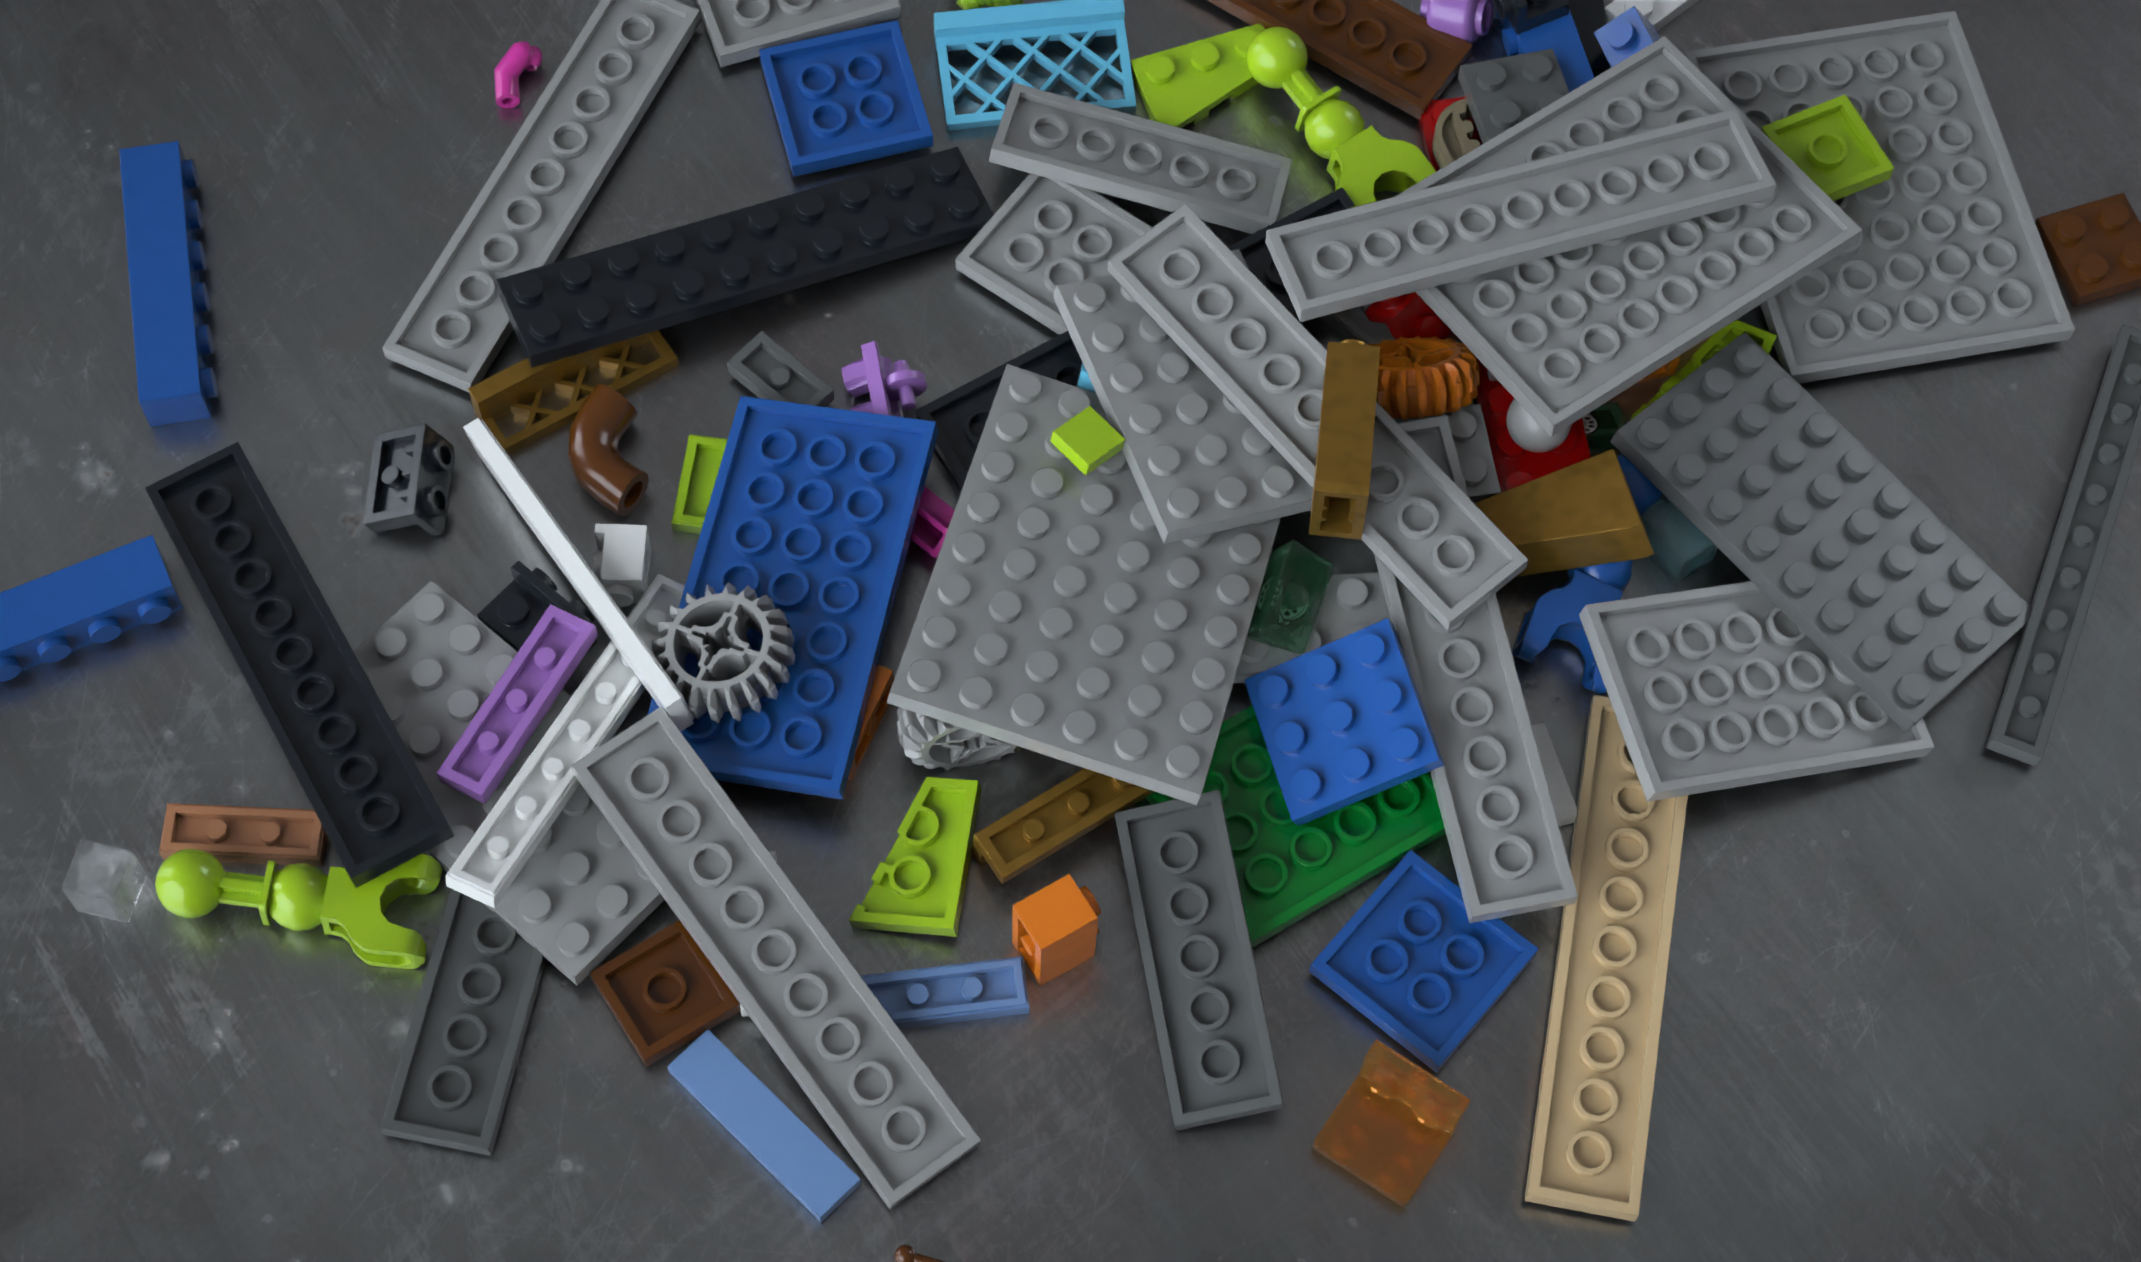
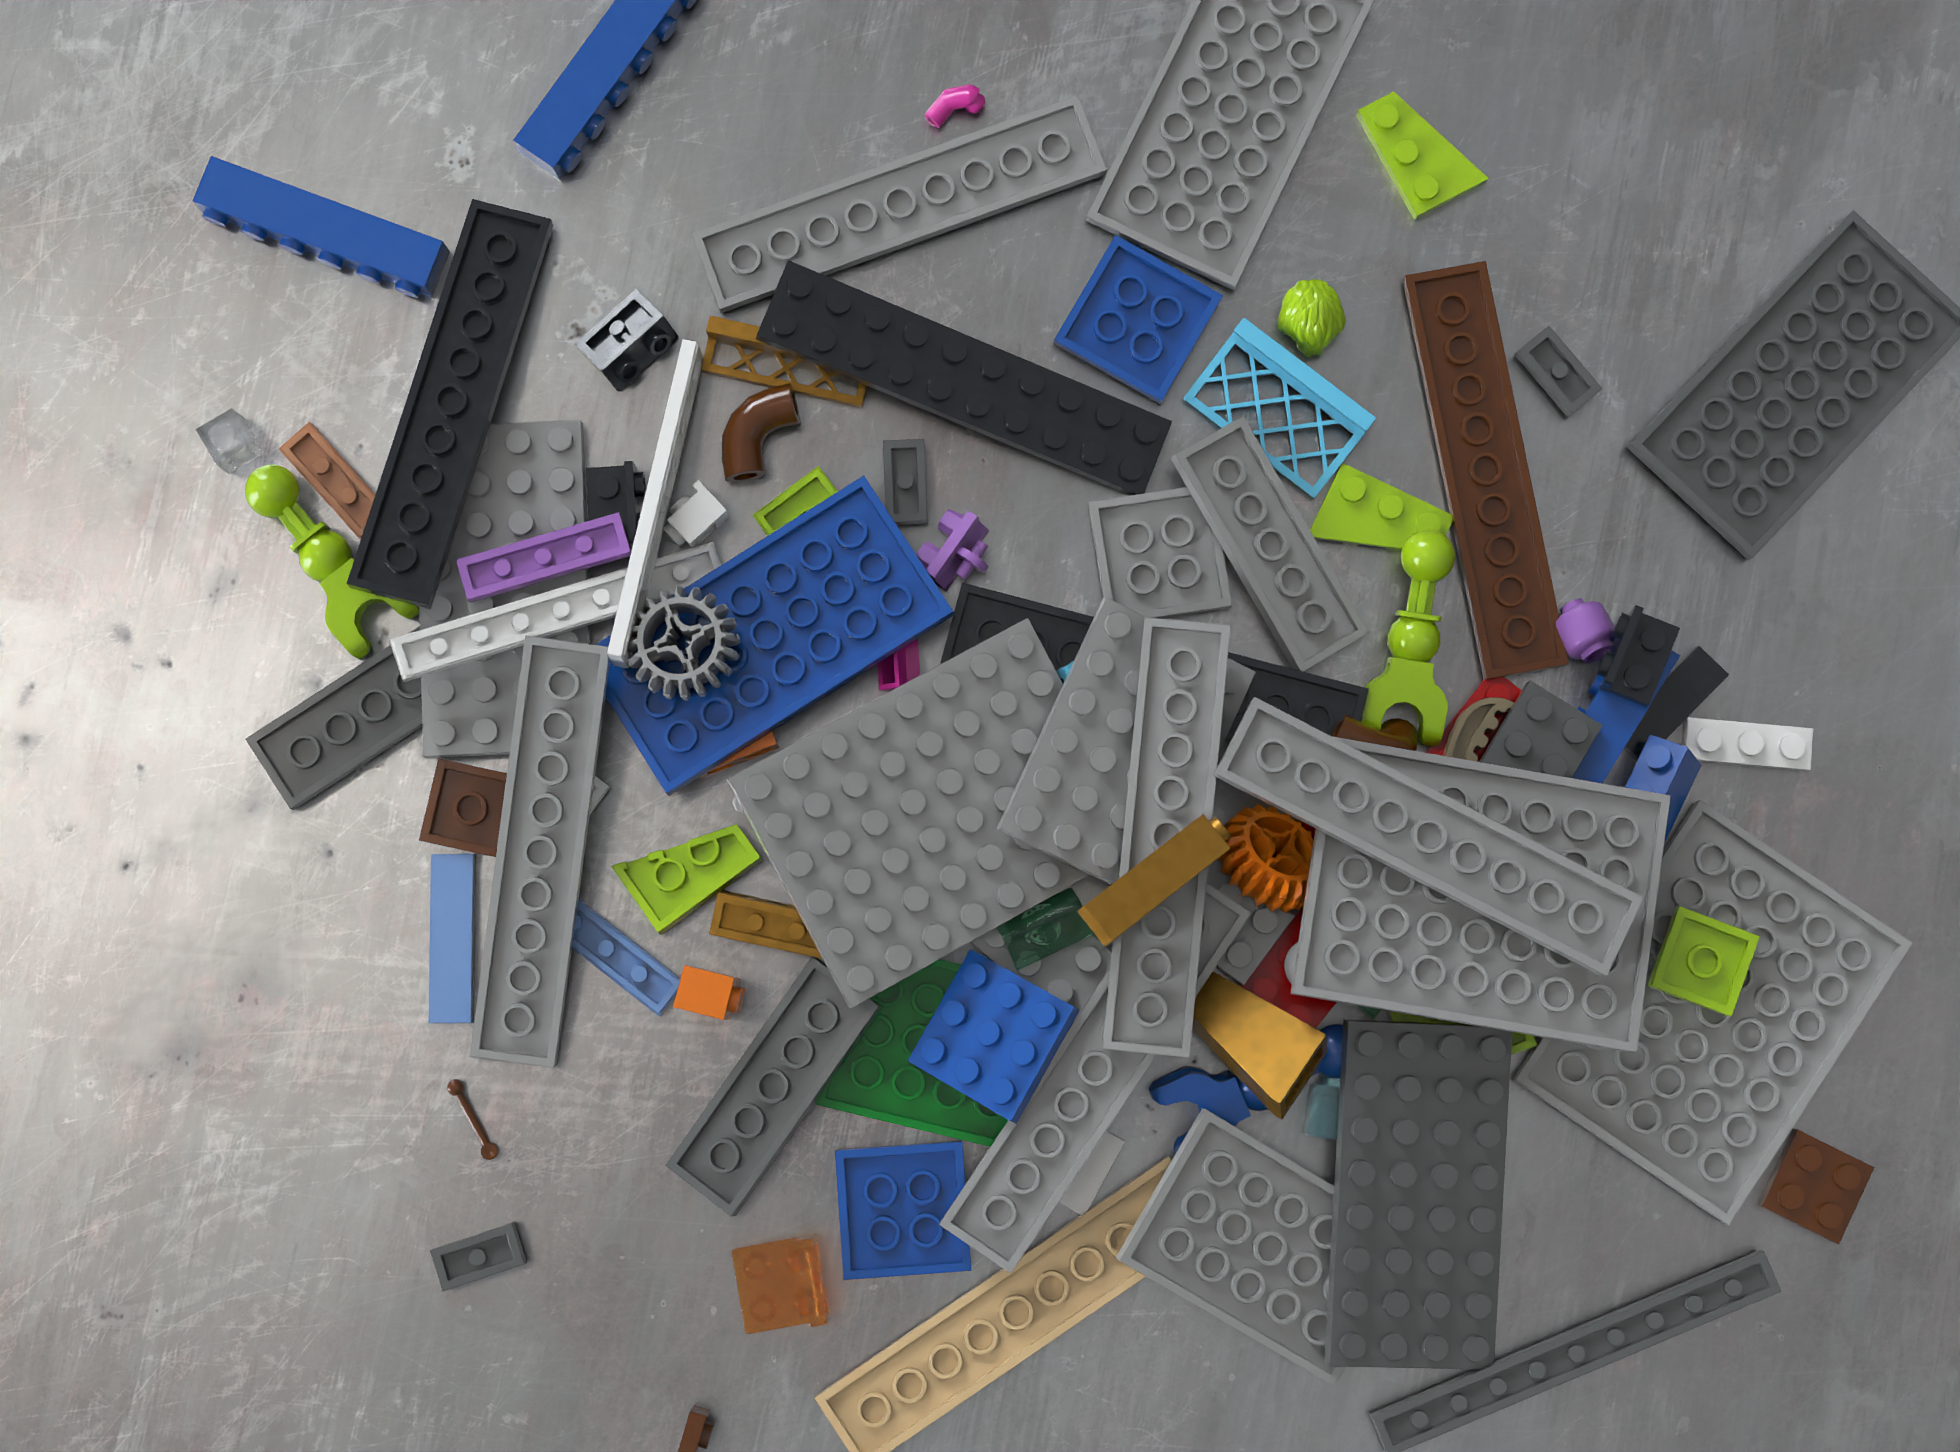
camera: 45 degrees right, 20 degrees up
(1087, 440) = (1017, 720): lime tile -> none

